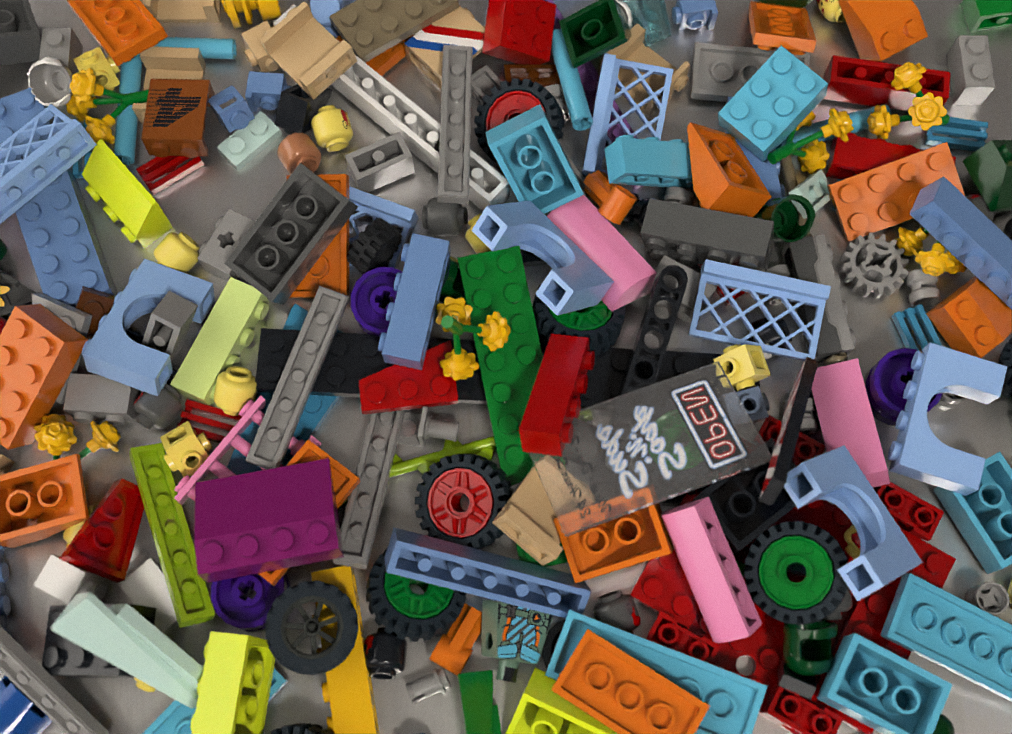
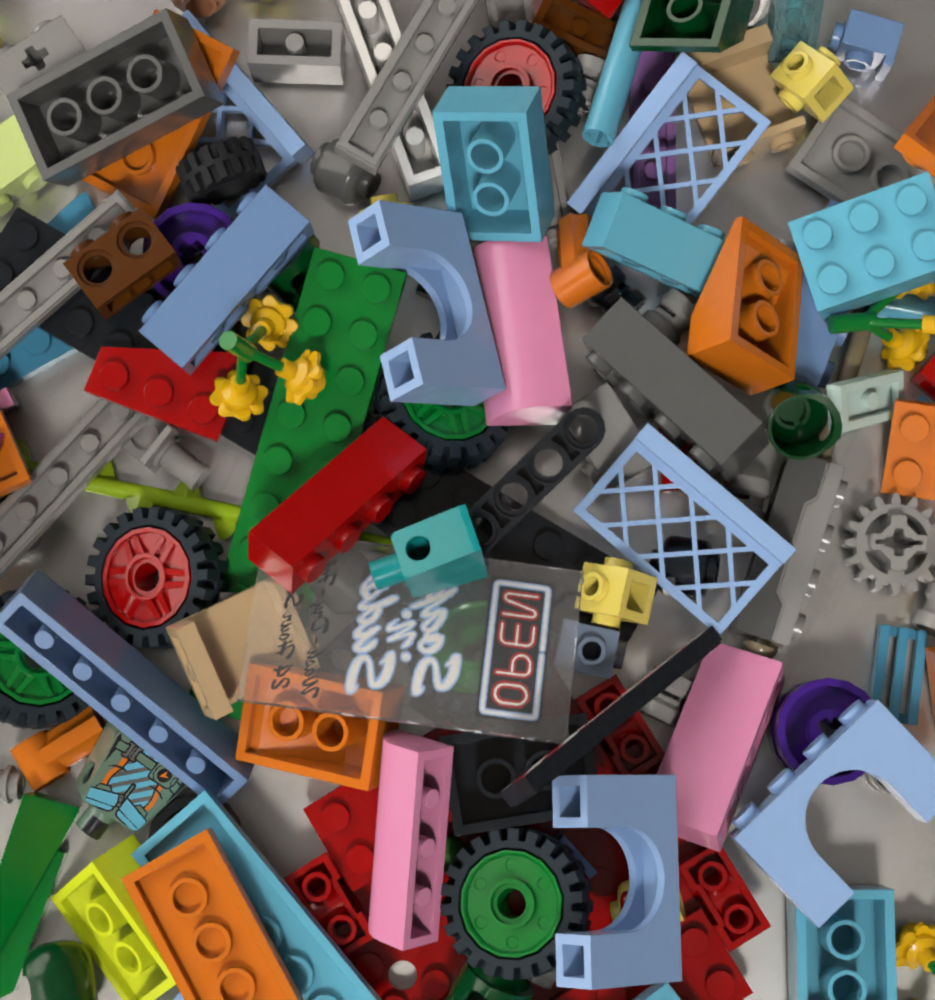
camera: 30 degrees right, 10 degrees up
(356, 324) = (130, 273): none -> reddish brown brick
(617, 611) = (275, 823): dark grey head -> none
(633, 388) = (448, 554): none -> teal torso
(678, 42) = (805, 74): none -> light yellow brick

